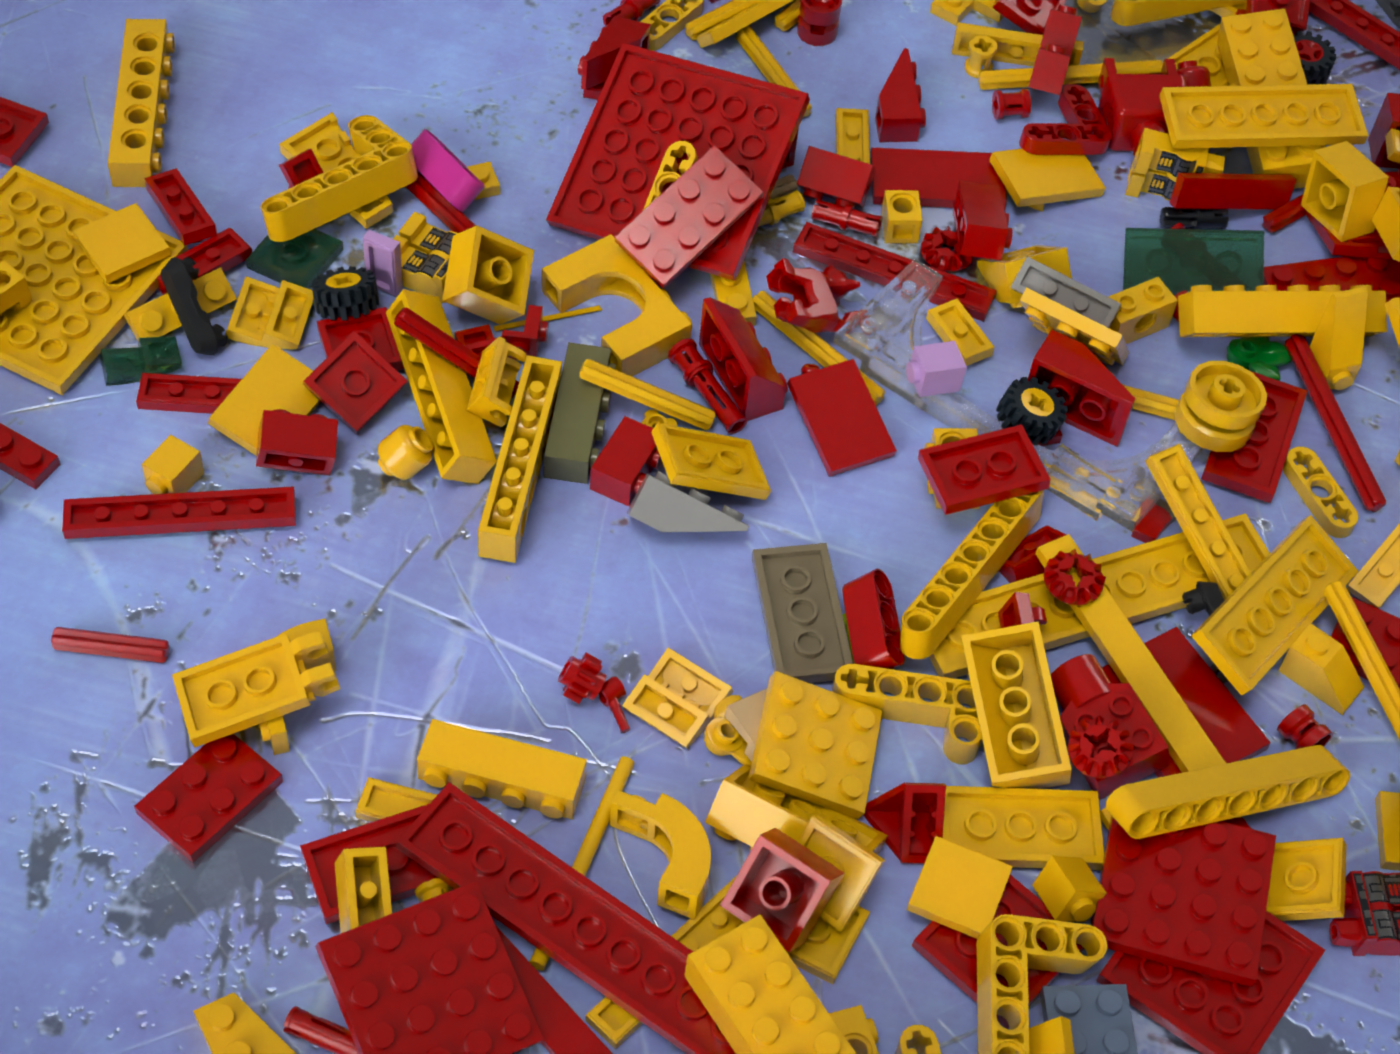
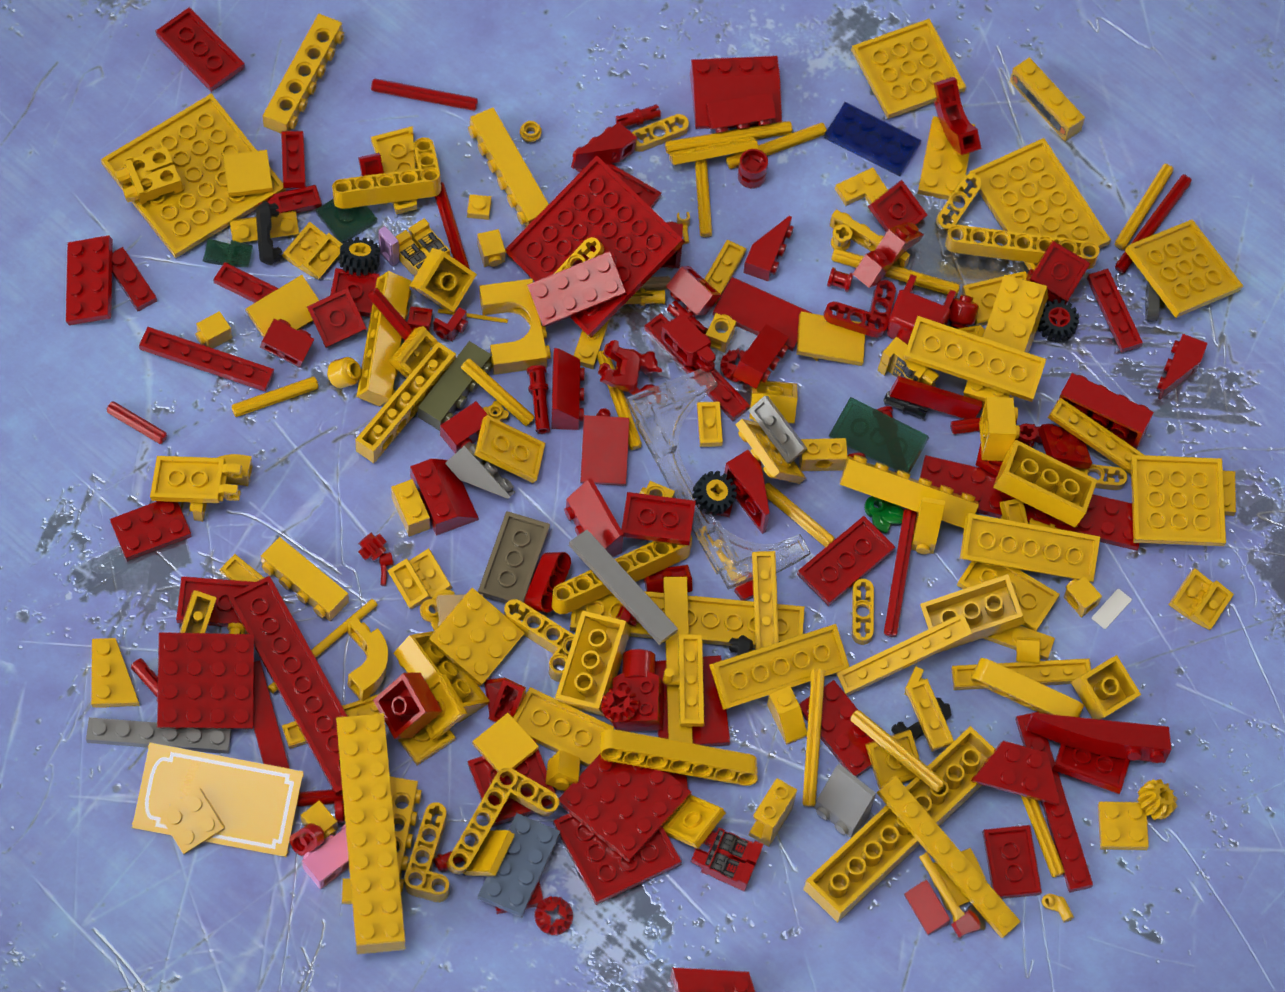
camera: 25 degrees right, 10 degrees up
(313, 527) = (274, 396): none -> yellow axle
(325, 74) = (424, 94): none -> red axle
(445, 171) = (458, 194): dark pink beam -> none
(493, 117) = (508, 165): none -> yellow brick
(498, 69) = (530, 126): none -> yellow plate
(527, 221) = (491, 248): none -> yellow brick
(608, 600) = (410, 507): none -> yellow brick
(642, 567) = (442, 495): none -> red slope
(876, 238) = (688, 343): none -> red hinge
(892, 511) = (591, 513): none -> slope
(936, 368) = (667, 445): lavender brick -> none
(1000, 577) = (623, 587): none -> light grey tile
(1061, 583) = (675, 612): red gear -> none
(1172, 672) = (689, 680): none -> yellow plate
(1220, 406) = (824, 536): yellow wheel -> none
(1304, 729) = (752, 743): red wheel -> none

